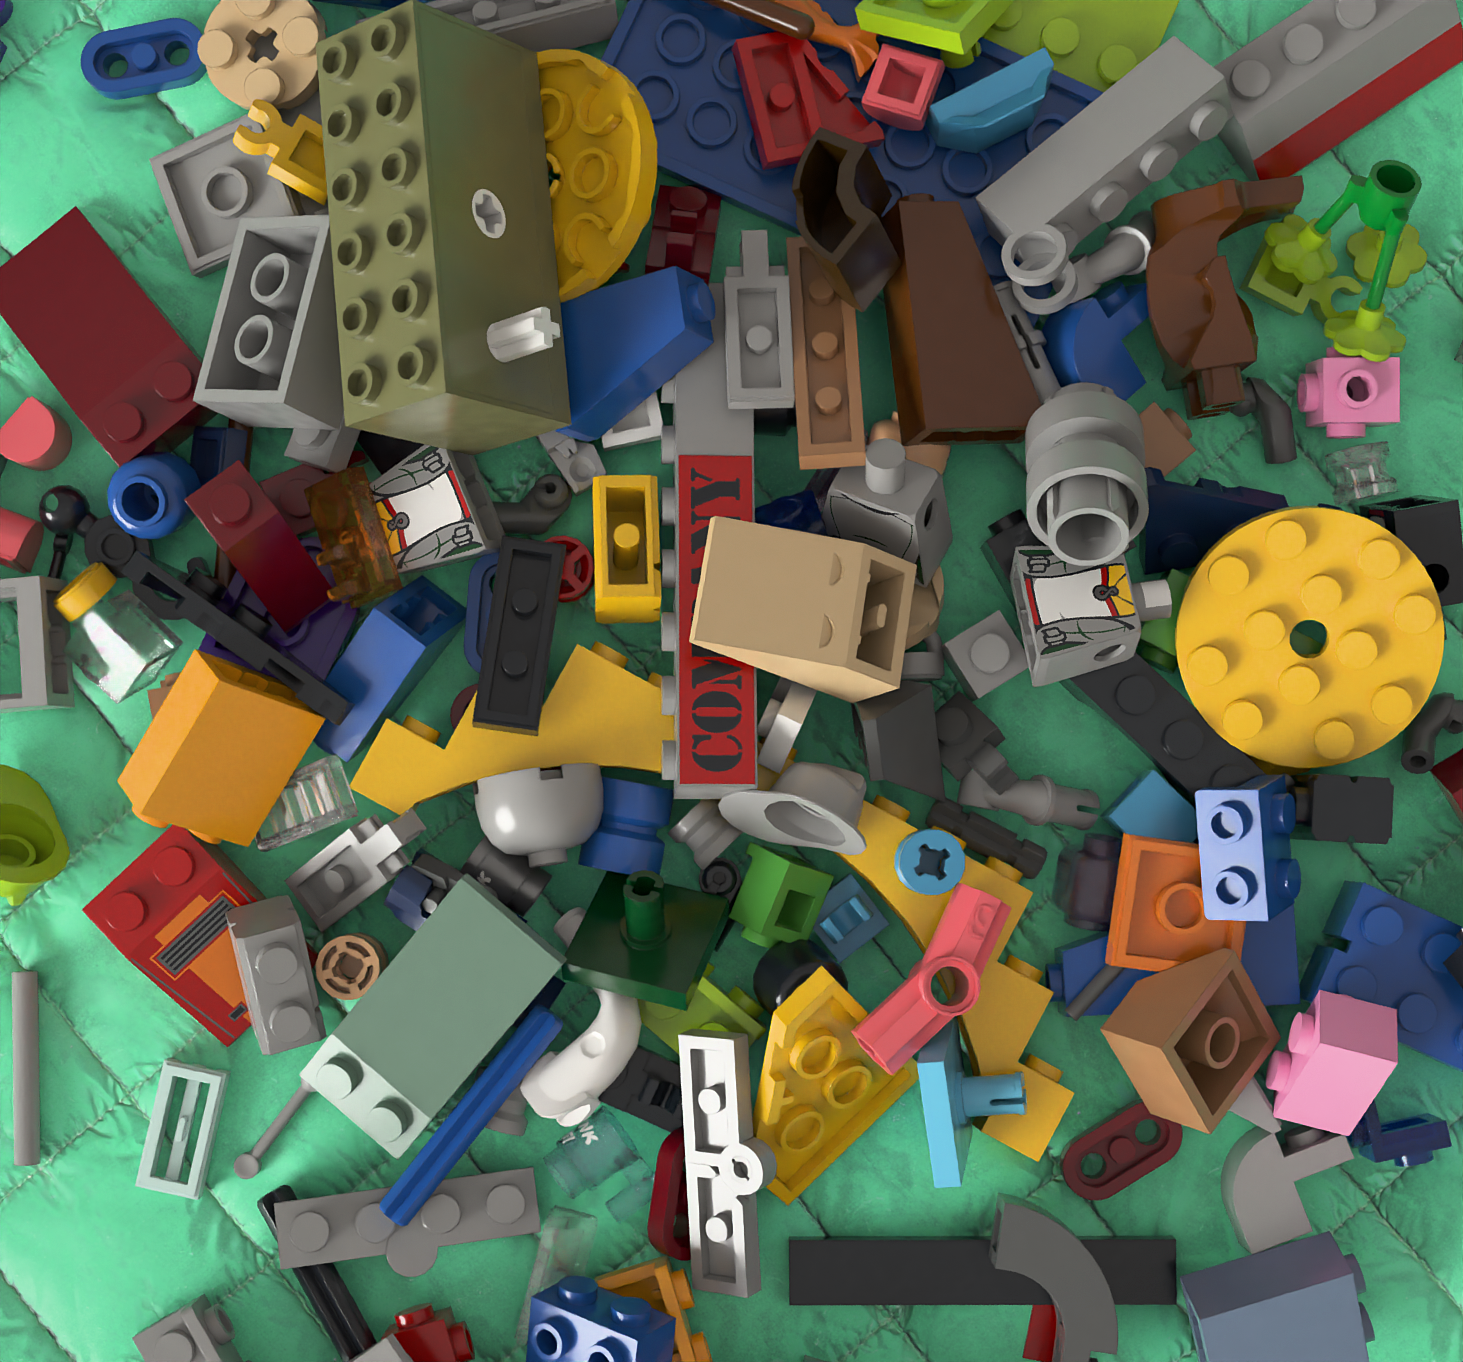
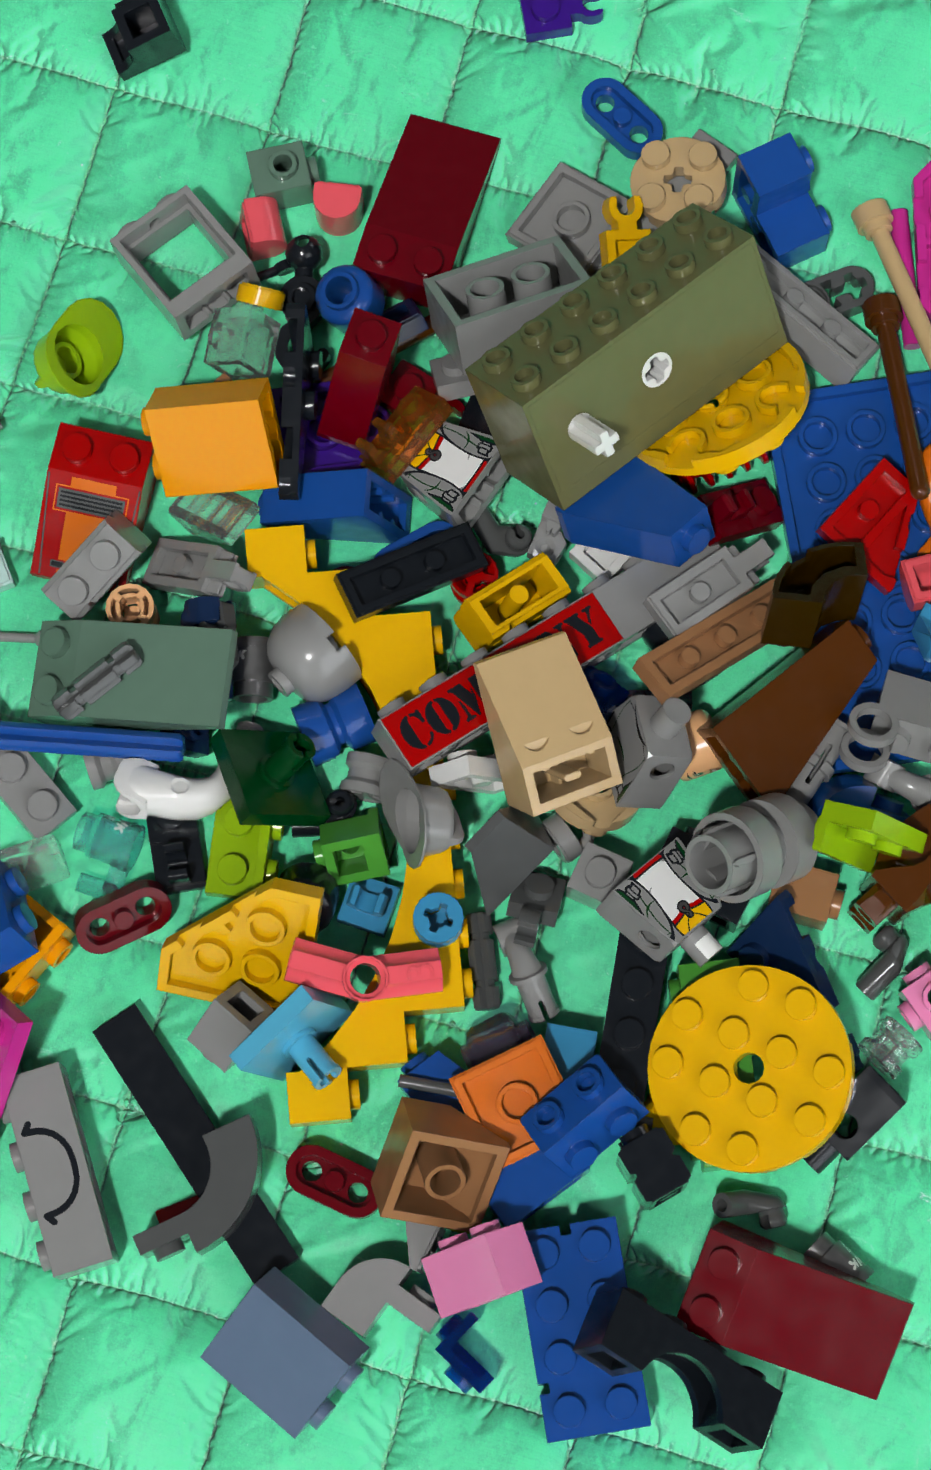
camera: 60 degrees right, 10 degrees down
(417, 1065) = (96, 681): none -> dark grey axle
(722, 1162) = (157, 920): light grey hinge -> none
(888, 1153) = (228, 1023): none -> light grey brick
(1138, 359) = (858, 833): none -> lime bracket

